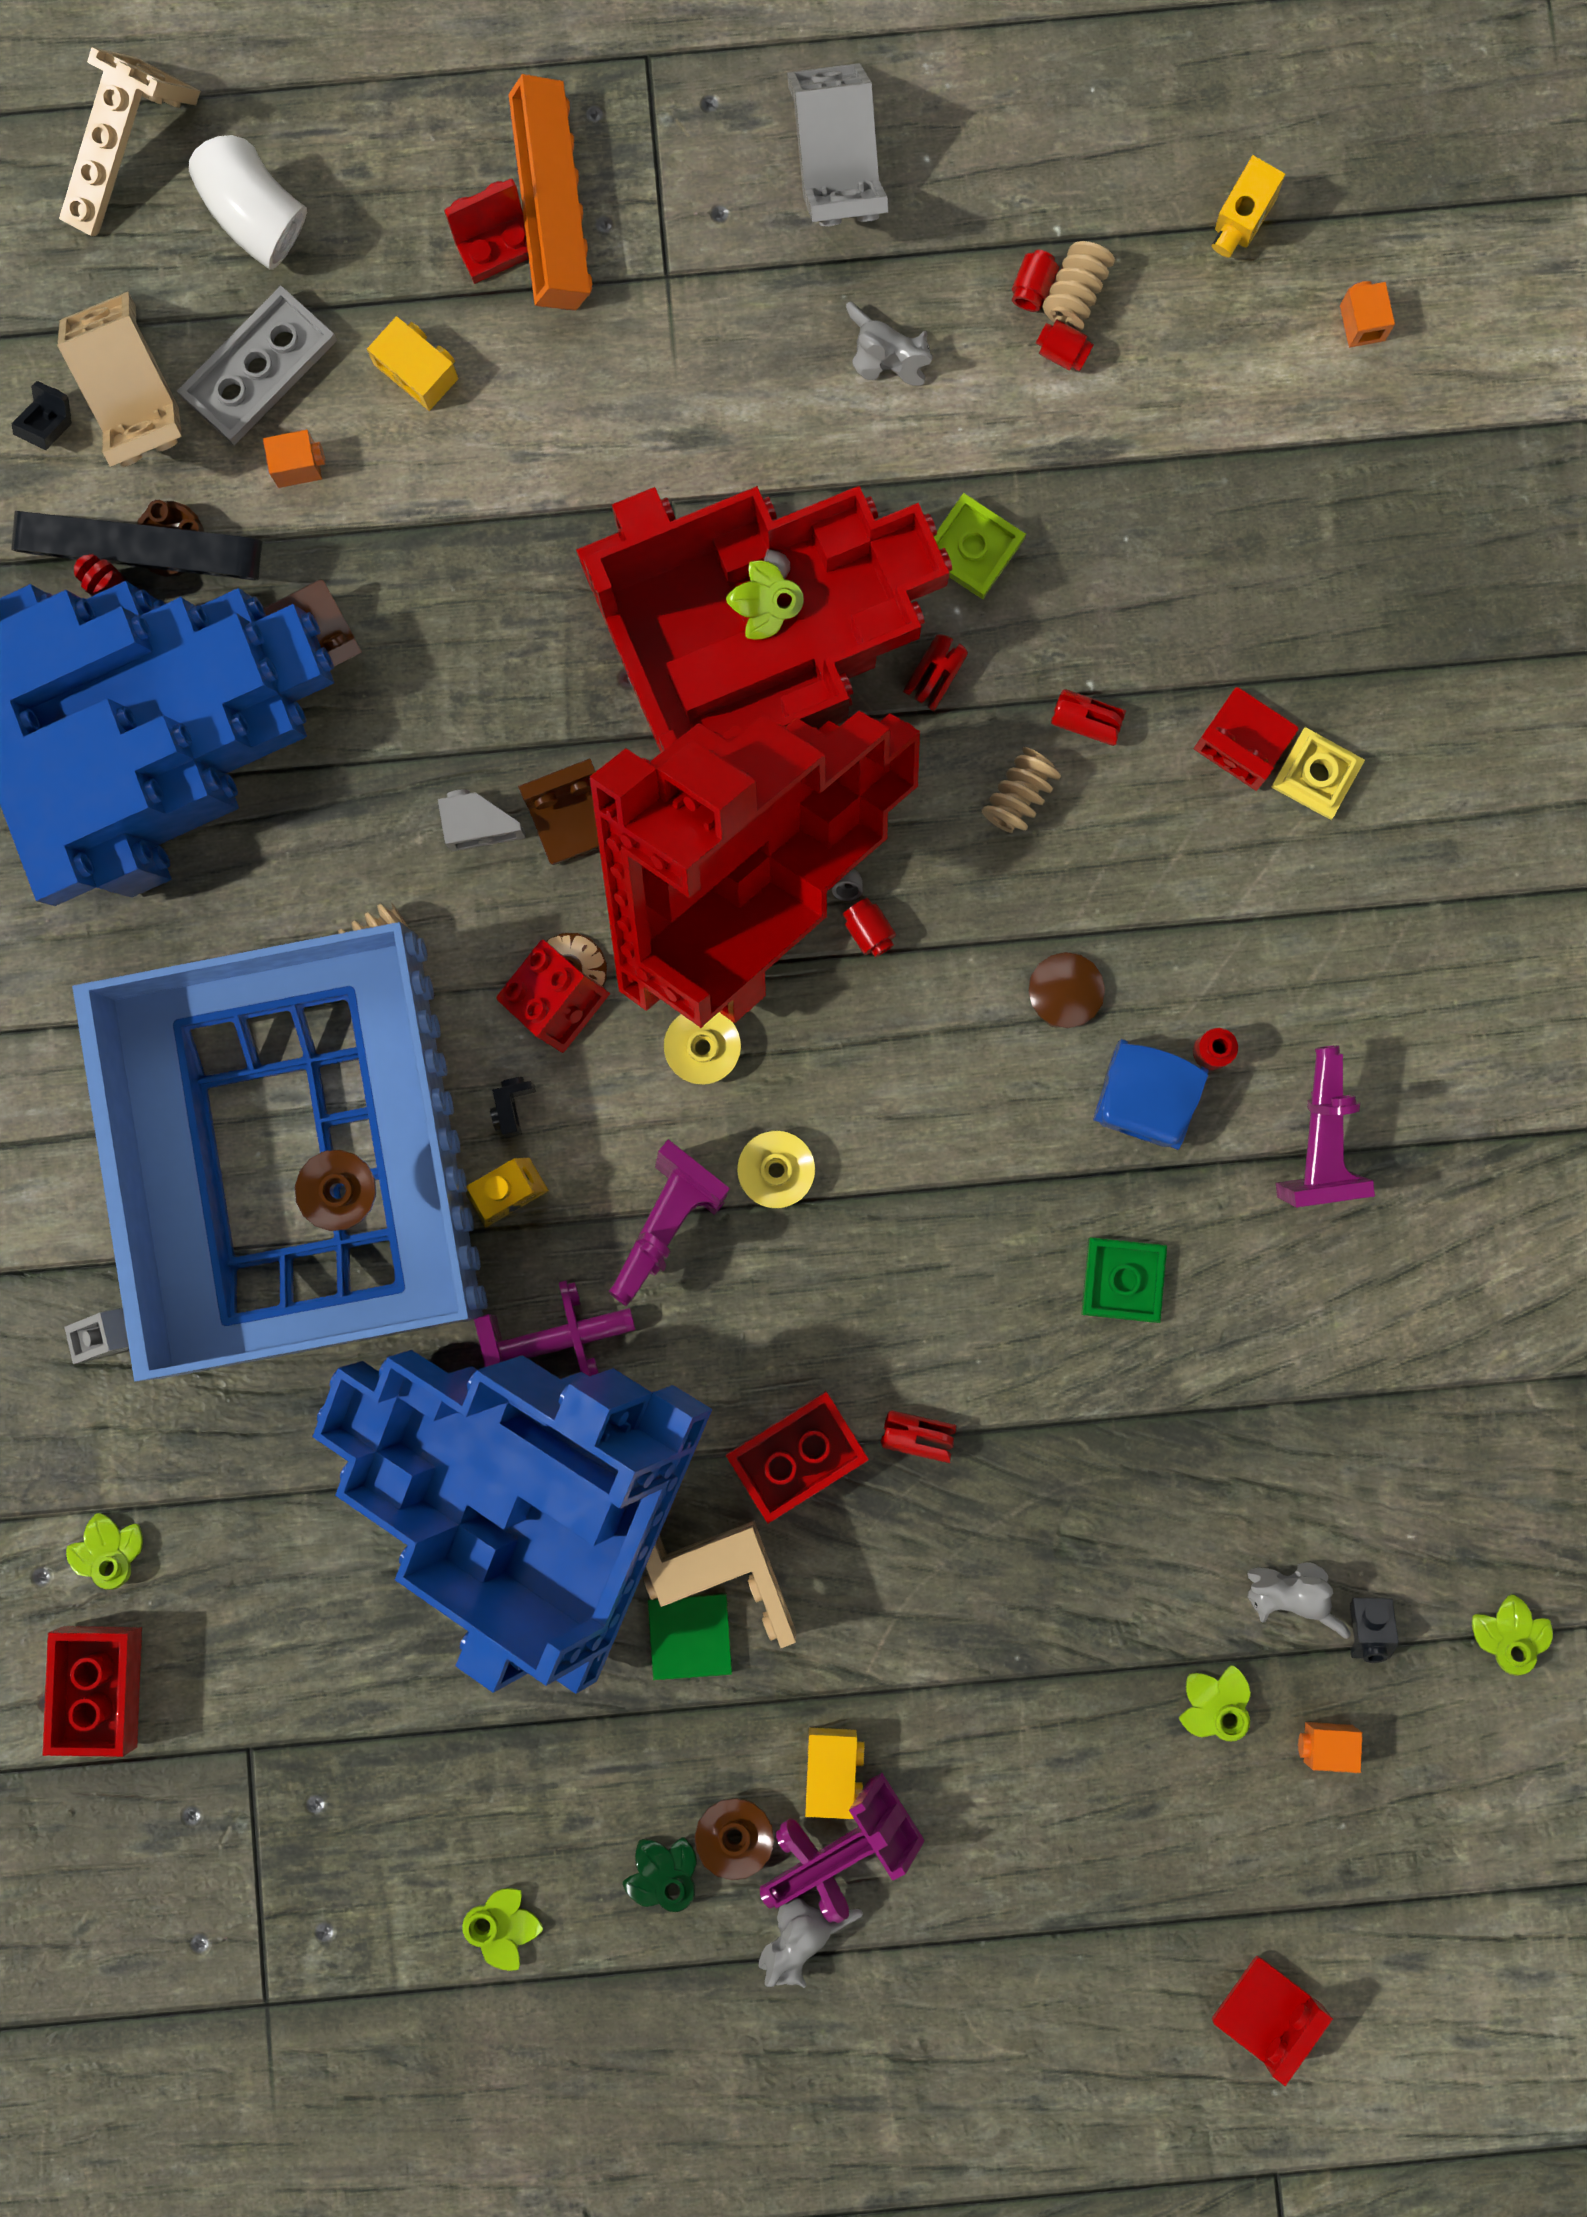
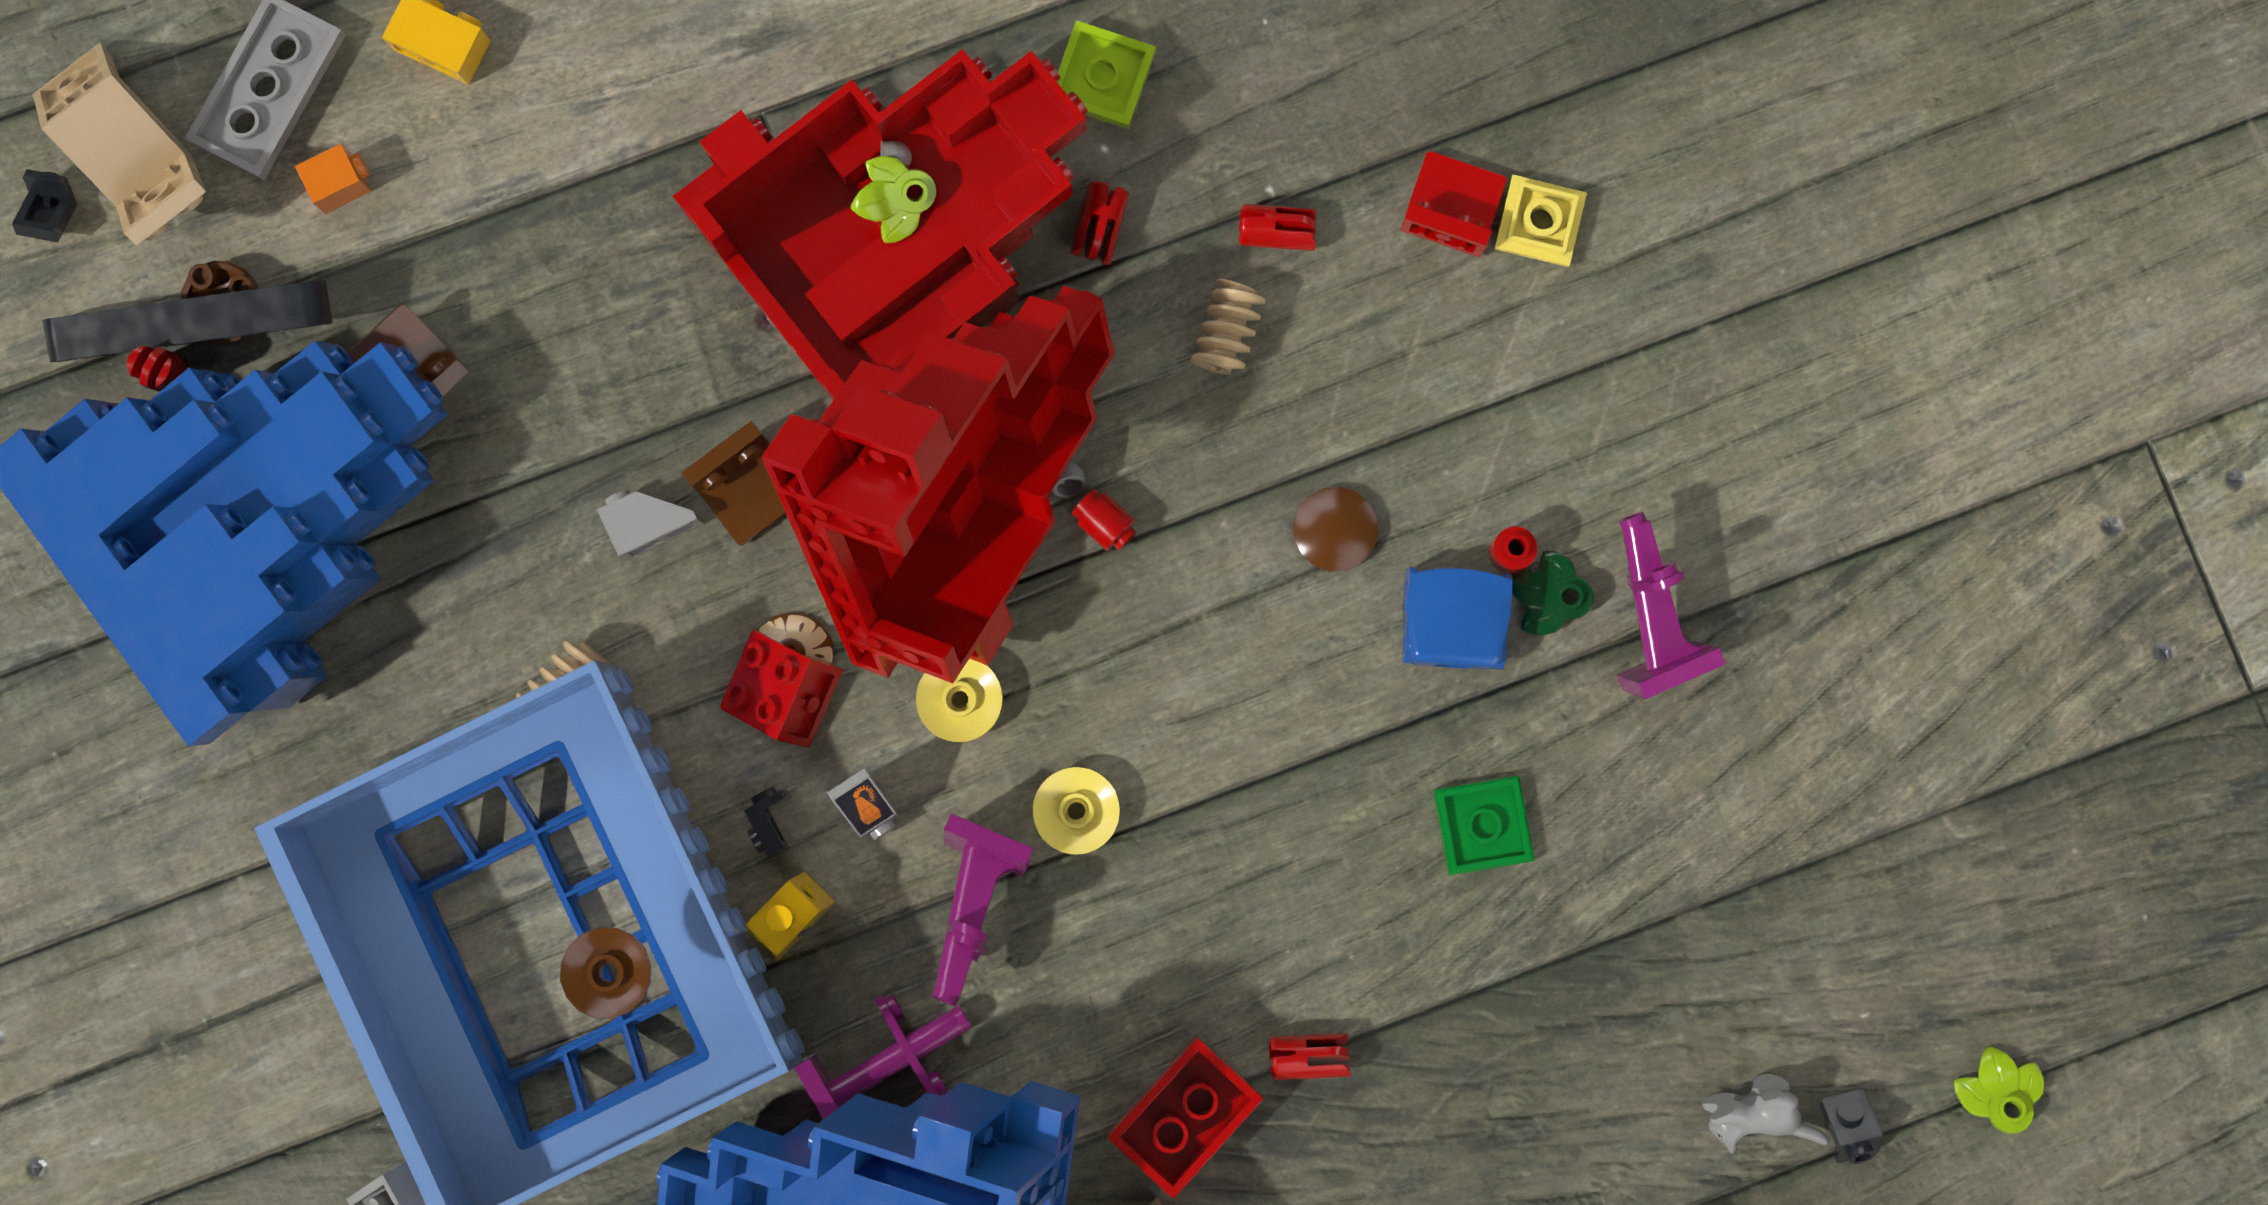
camera: 20 degrees left, 0 degrees up
(596, 1113) = (865, 804): none -> slope
(1232, 1095) = (1545, 591): none -> dark green plate

